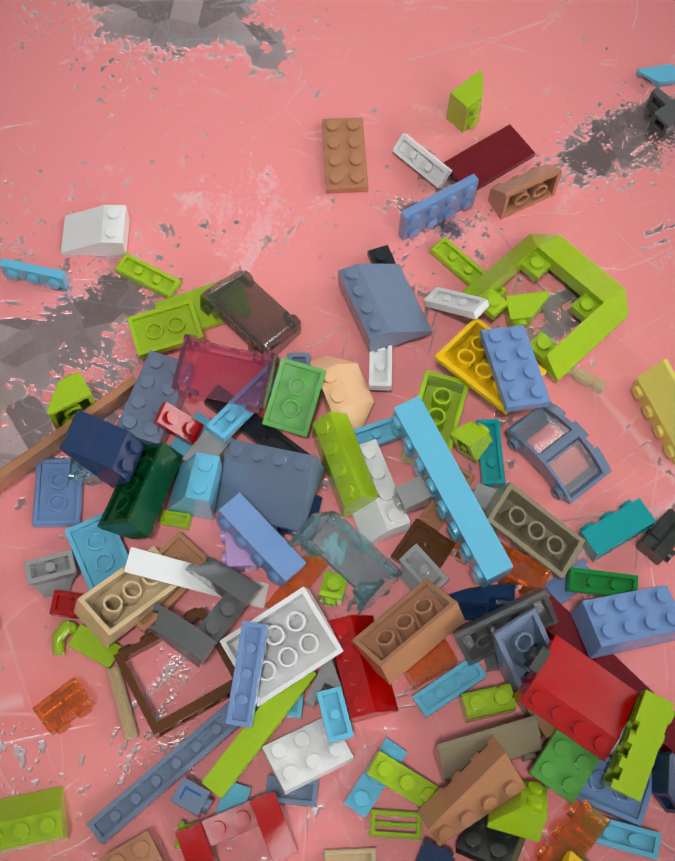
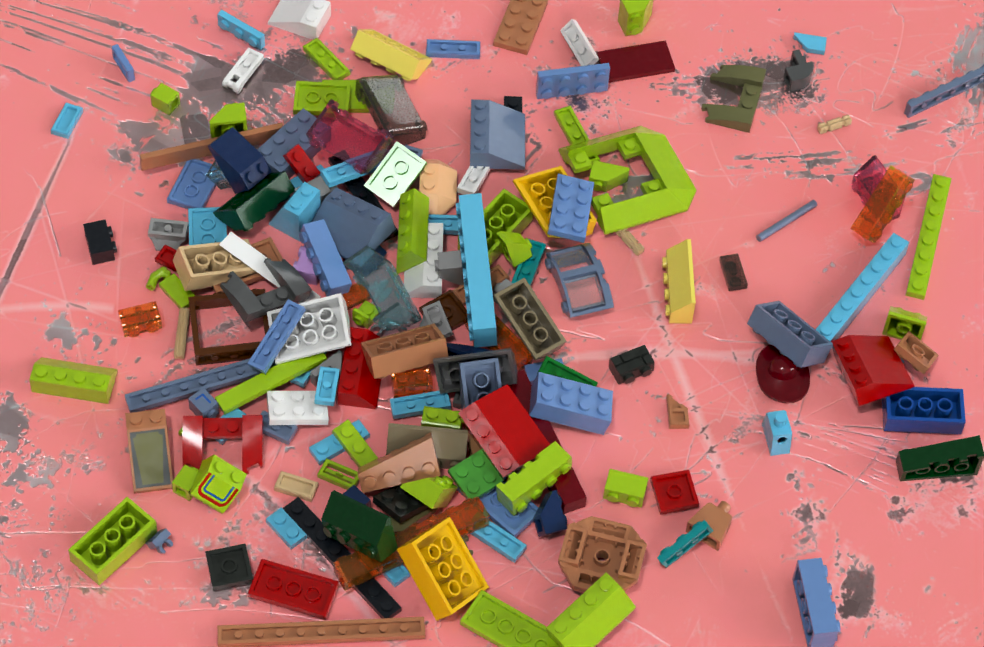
camera: 20 degrees right, 10 degrees down
(57, 323) = (243, 70): none -> white plate
(176, 519) = (272, 231): lime piece -> none
(218, 244) = (390, 53): none -> light yellow slope
(284, 213) = (453, 49): none -> medium blue tile
(456, 303) = (552, 152): white plate -> none
(524, 190) = (650, 92): nougat slope -> none
(536, 657) = (484, 389): pearl dark grey plate -> none
(616, 528) = (595, 347): teal brick -> none
(631, 183) = (738, 117): none -> olive wedge

